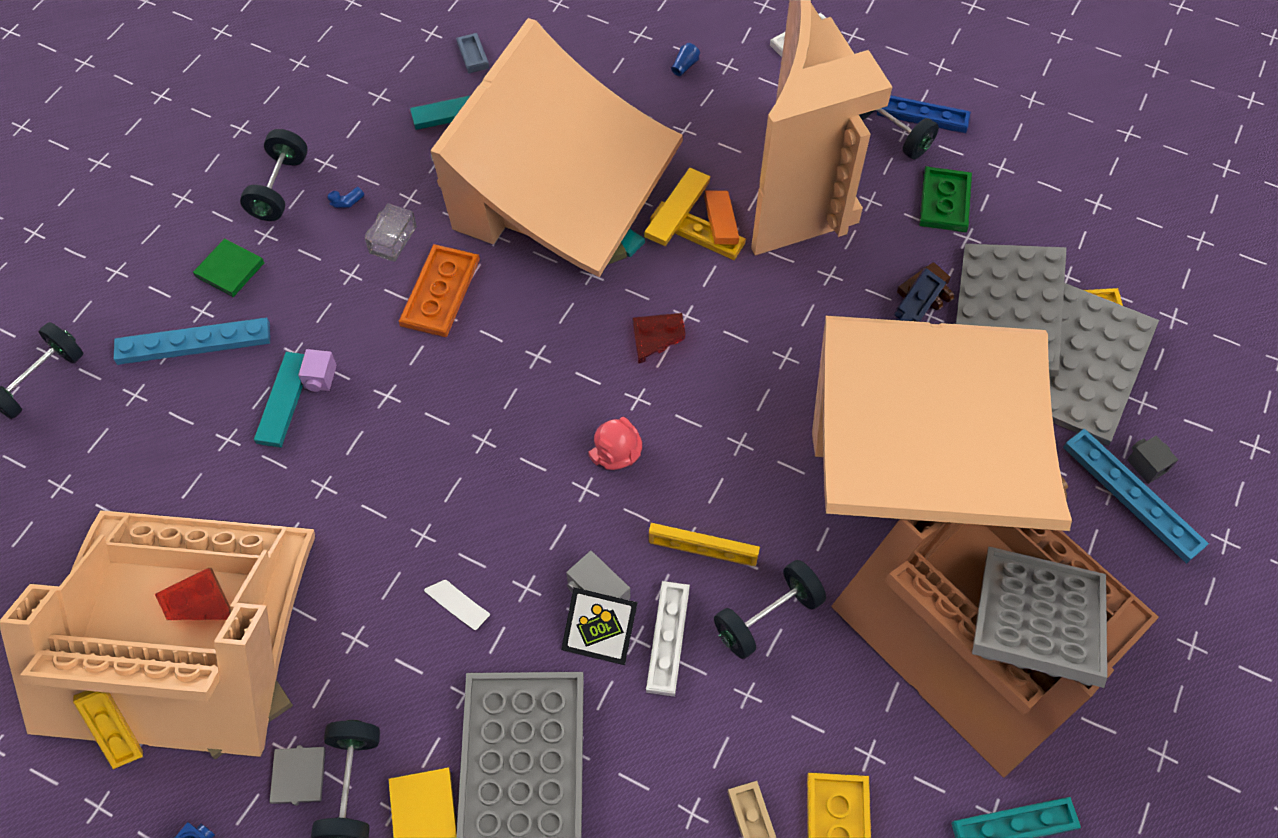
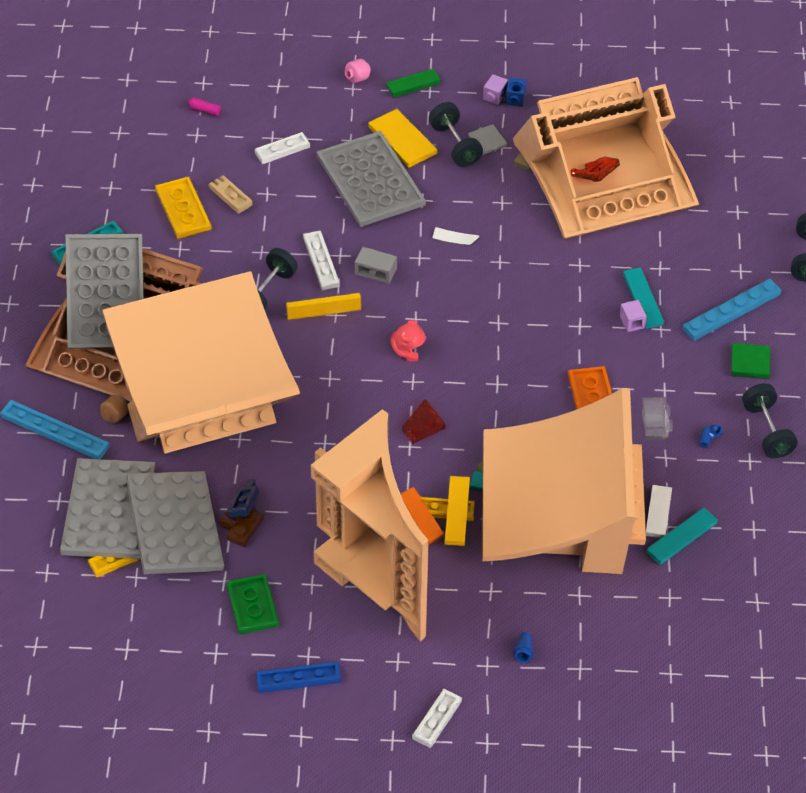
camera: 155 degrees right, 10 degrees down
(472, 53) = (707, 592): sand blue tile -> none
(599, 626) = (363, 243): sticker -> none
(919, 137) = (291, 631): black axle -> none
(1152, 458) = (46, 454): dark grey brick -> none

